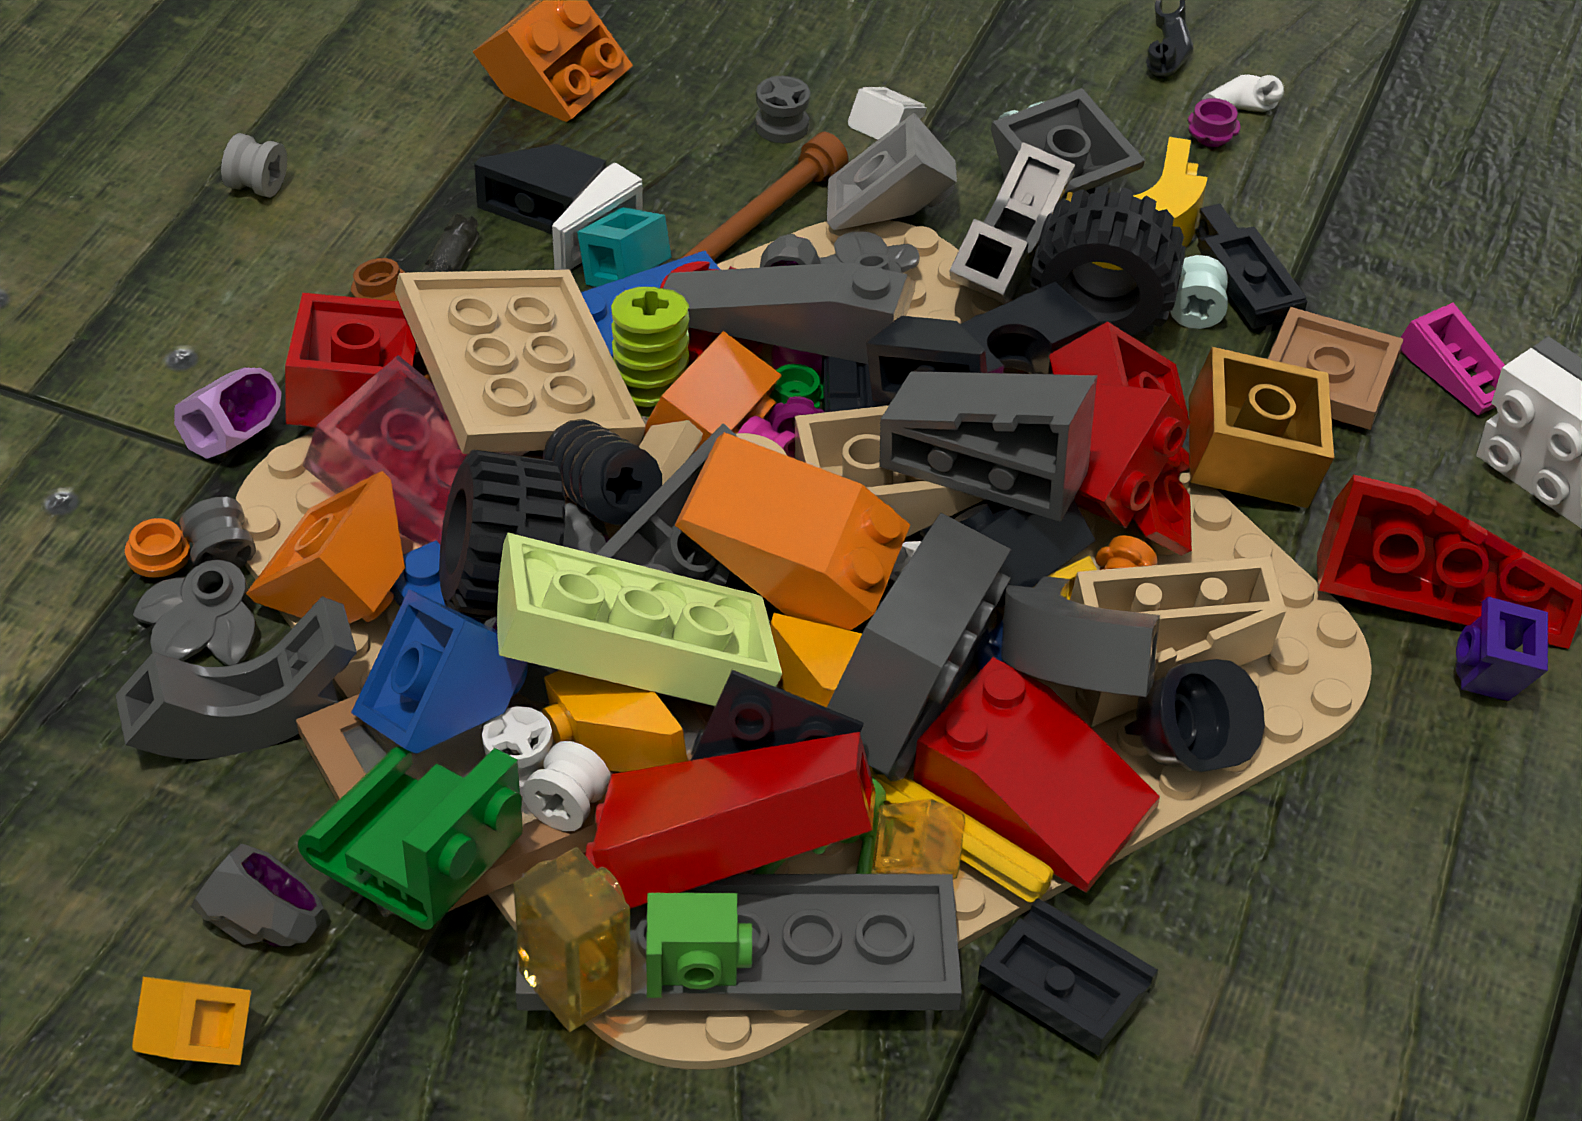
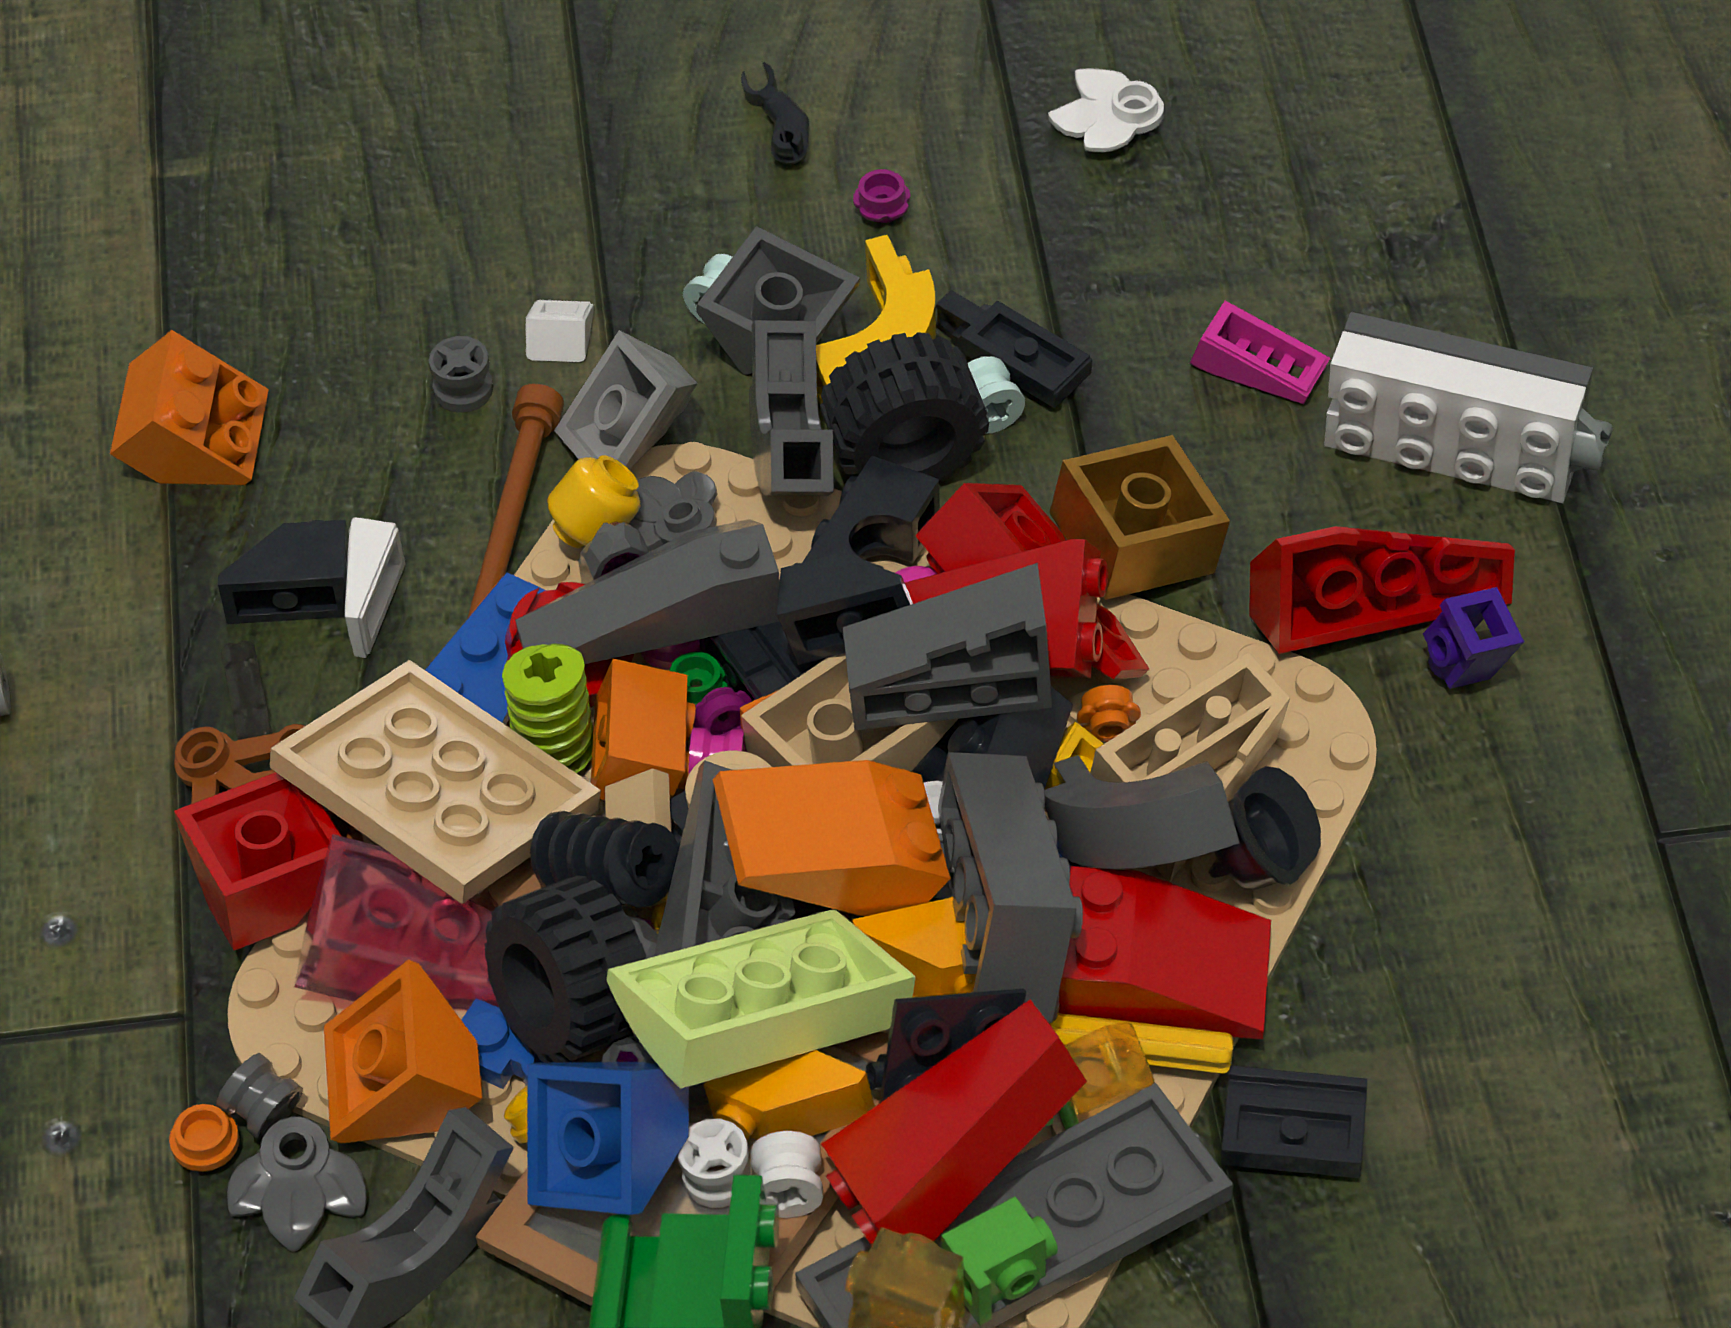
camera: 25 degrees left, 5 degrees up
(227, 411) = (168, 966): lavender rock -> none
(623, 245) = (420, 604): teal brick -> none
(809, 214) = (592, 495): none -> yellow head
(1250, 92) = (892, 147): white arm -> none
(1353, 356) = (1154, 403): medium nougat plate -> none
(1454, 137) = (1109, 110): none -> white plate

